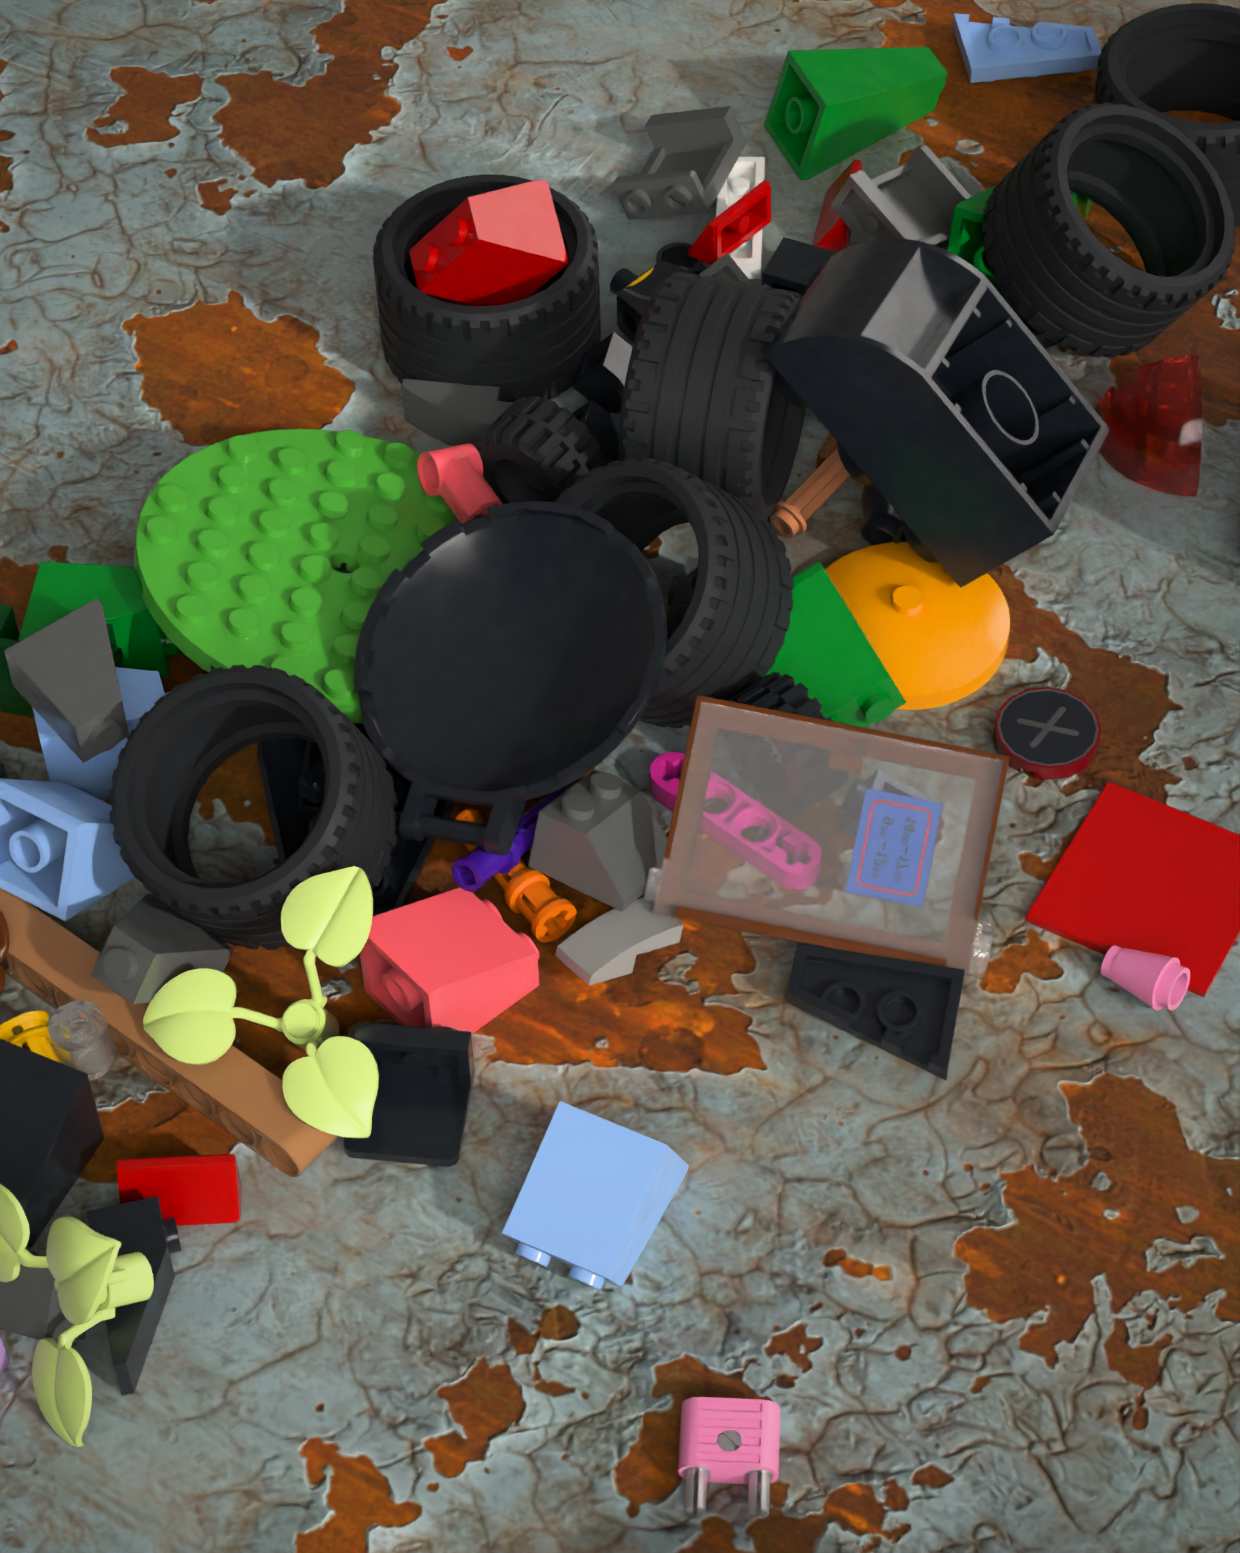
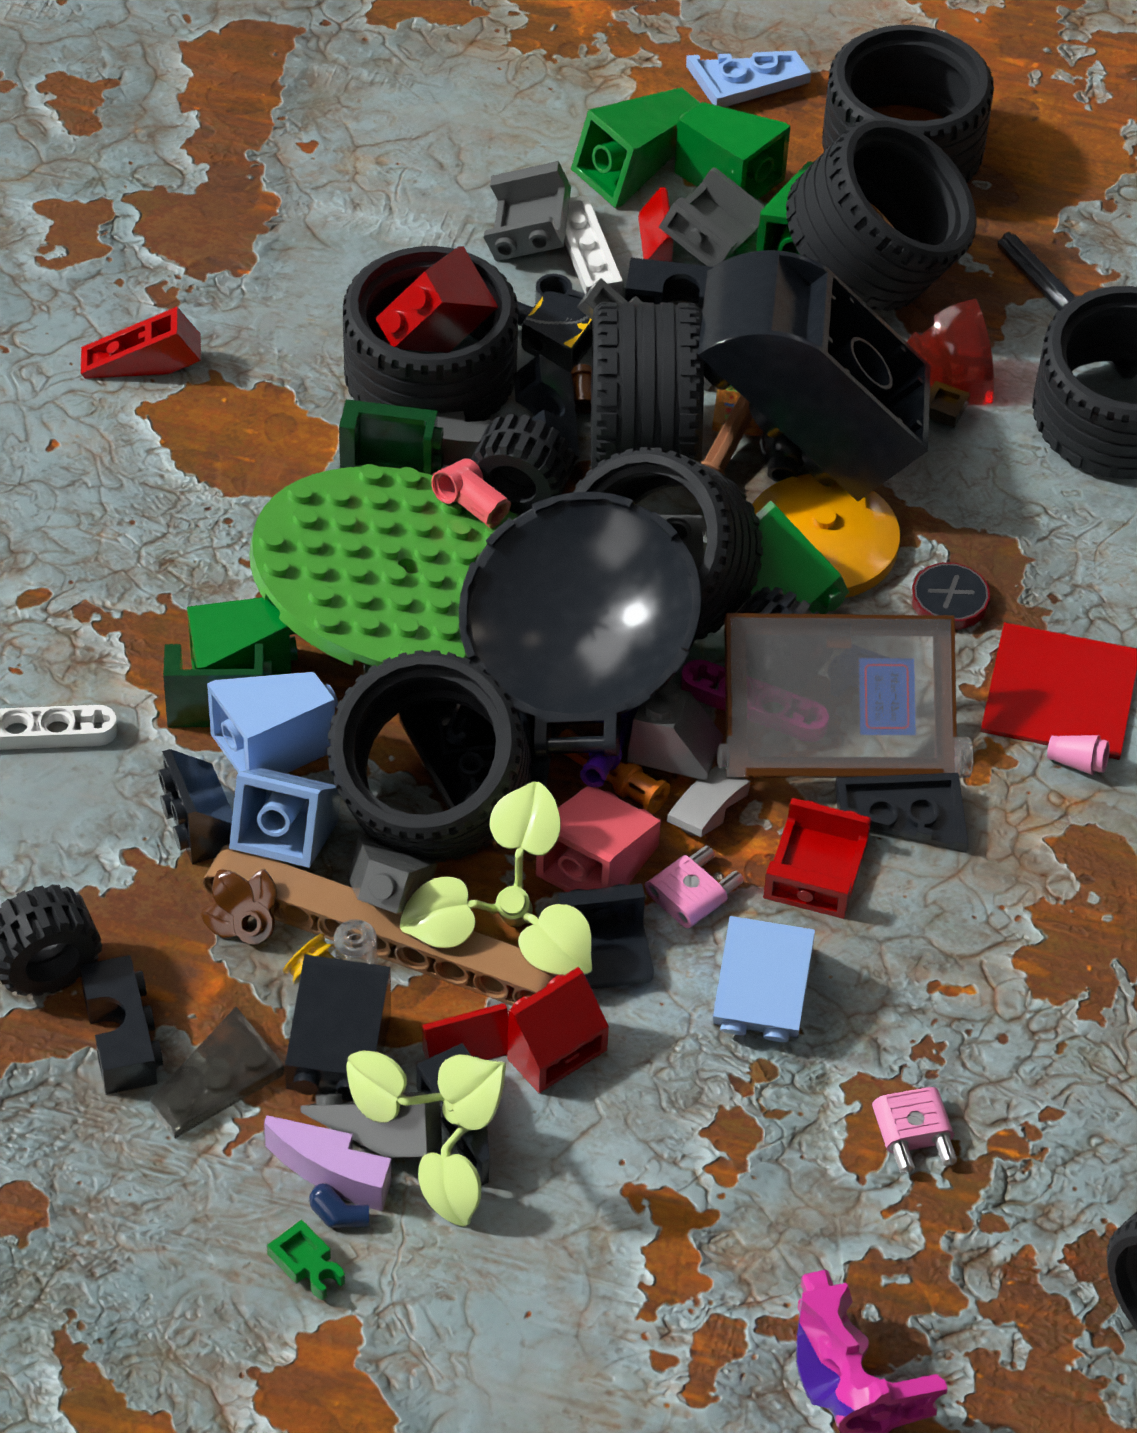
camera: 20 degrees left, 0 degrees up
(72, 680) = (262, 690): dark grey slope -> none
(158, 251) = (146, 348): none -> red slope
(288, 1205) = (556, 1030): none -> red slope
(389, 400) = (390, 437): none -> dark green panel
(549, 1053) = (689, 890): none -> bright pink piece
(734, 225) = (594, 256): red slope -> none
(736, 1048) = (817, 858): none -> red panel
(963, 122) = (737, 143): none -> green slope
(1123, 482) = (947, 403): none -> dark brown plate

